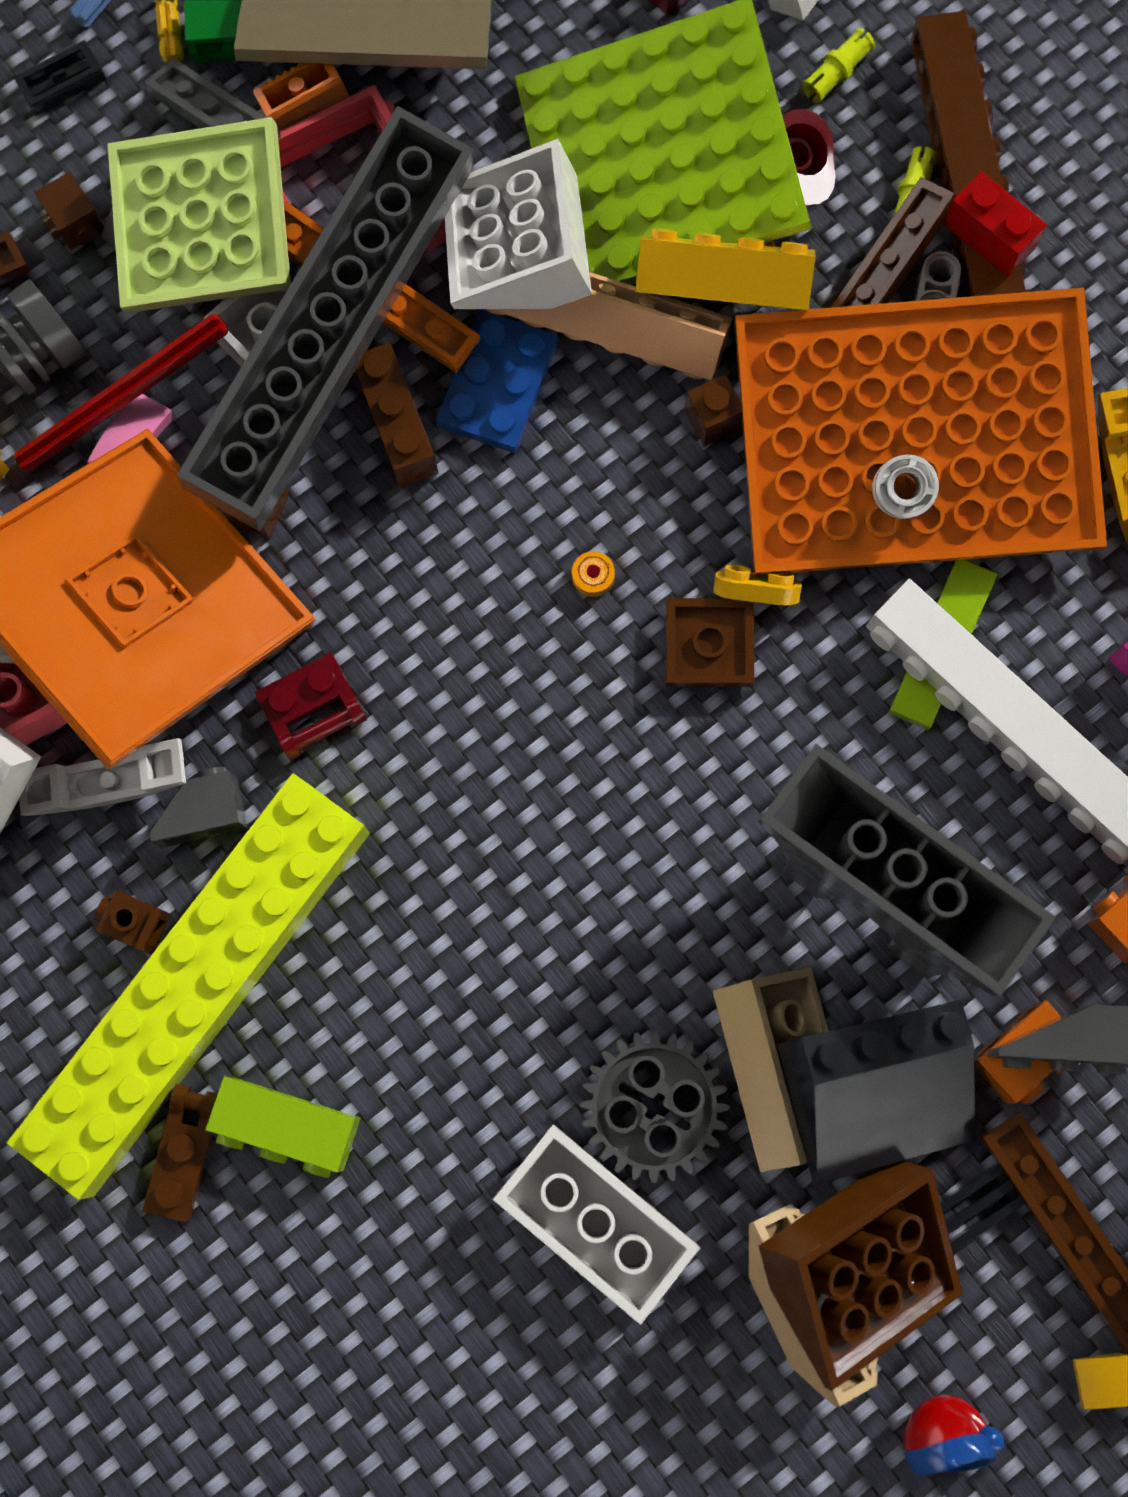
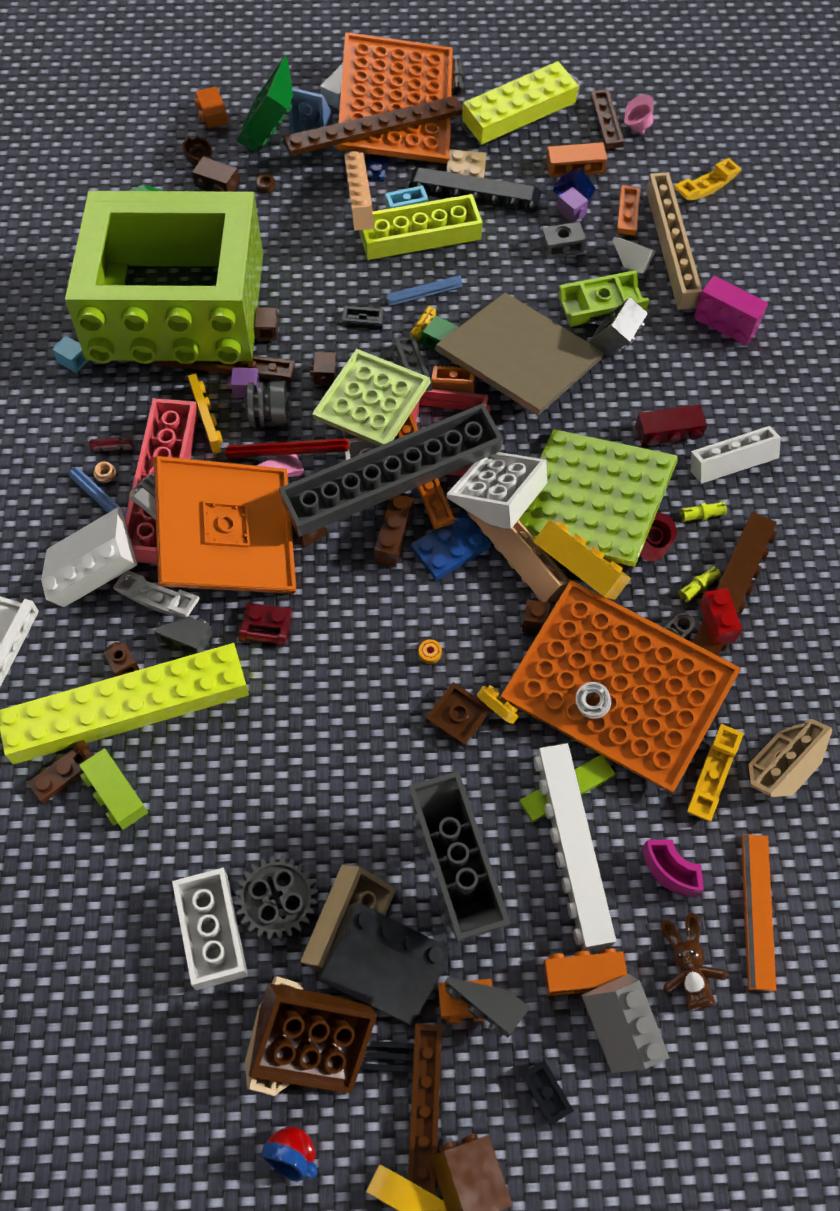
camera: 30 degrees right, 15 degrees down
(898, 246) = (671, 601): reddish brown plate -> none

